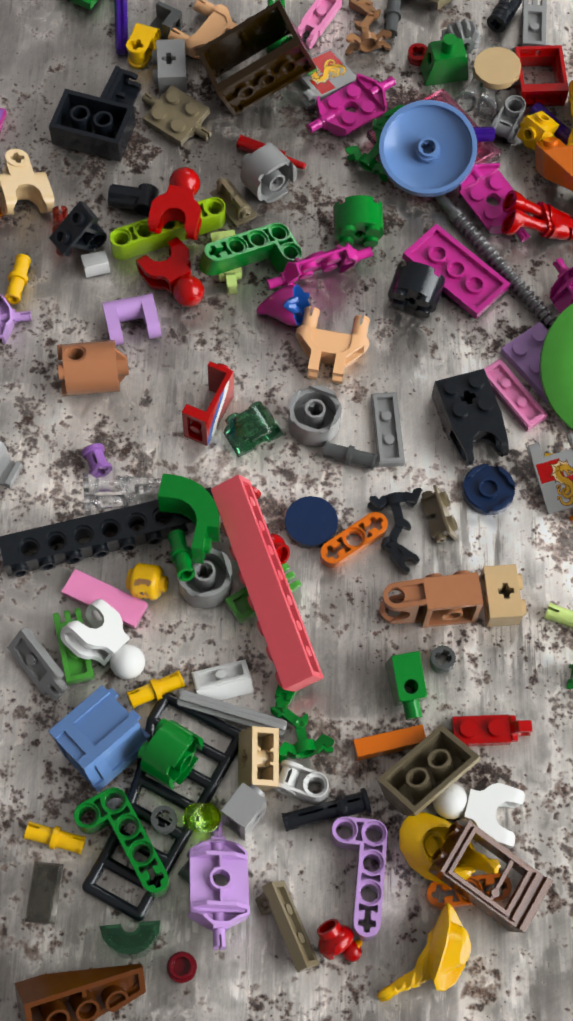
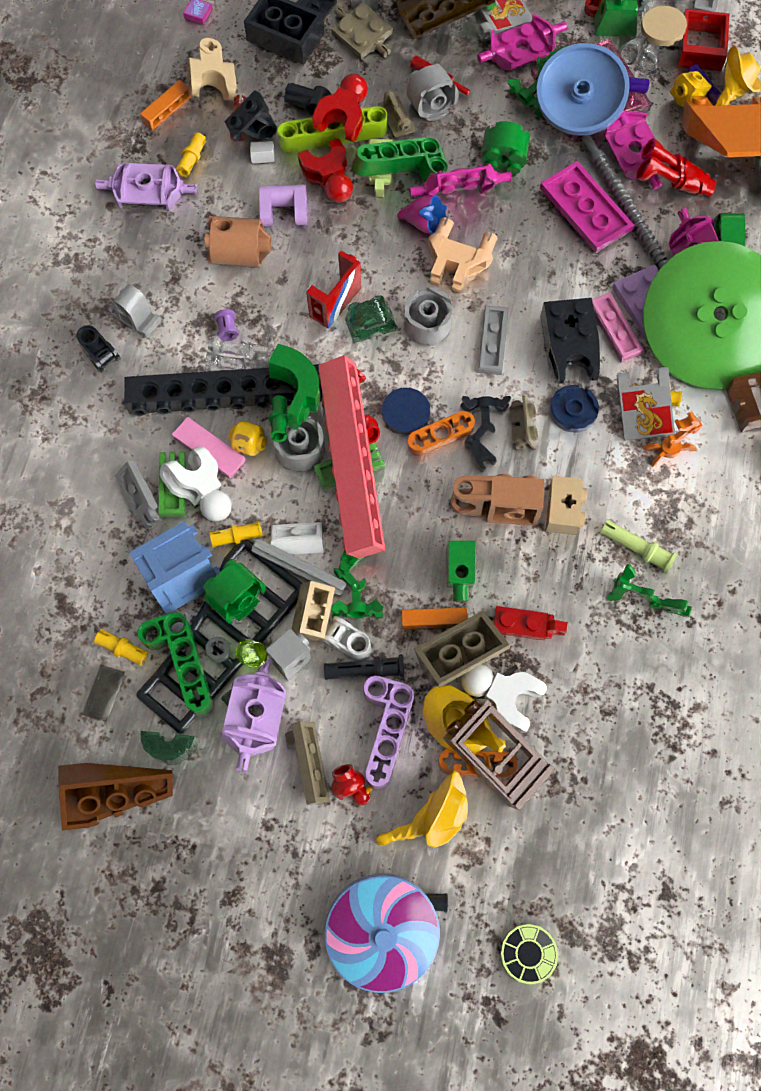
camera: 15 degrees right, 5 degrees up
(181, 967) = (208, 780): dark red plate -> none
(349, 455) = (453, 357): dark grey pin -> none
(416, 288) = (545, 216): black brick -> none
(447, 665) = (495, 546): dark grey bush -> none
(509, 117) = (664, 75): light grey piece -> none

